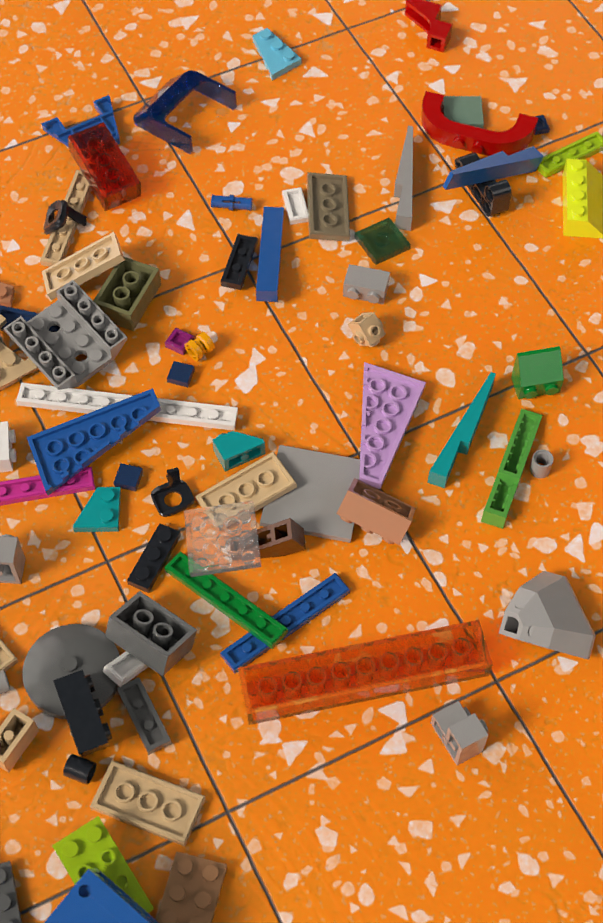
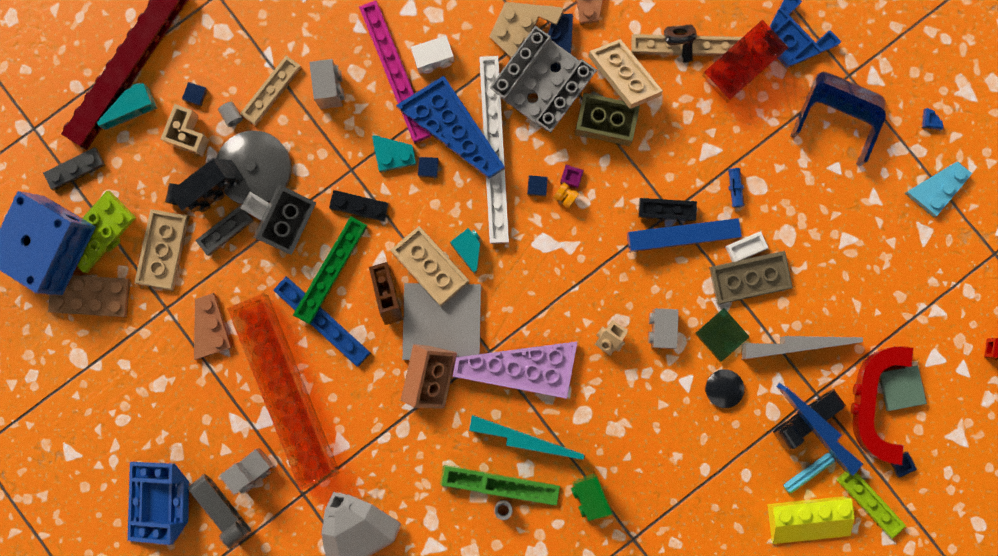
camera: 80 degrees right, 25 degrees up
(174, 485) = (425, 213): black piece -> none
(206, 49) = (931, 120): none -> blue tile
(222, 538) = (376, 256): clear plate -> none
(265, 756) = (209, 328): none -> nougat wing
(439, 247) = (724, 388): none -> black dish
(484, 859) = (157, 502): none -> blue slope
(506, 776) = (220, 510): none -> dark grey beam
(536, 195) = (808, 473): none -> medium azure axle

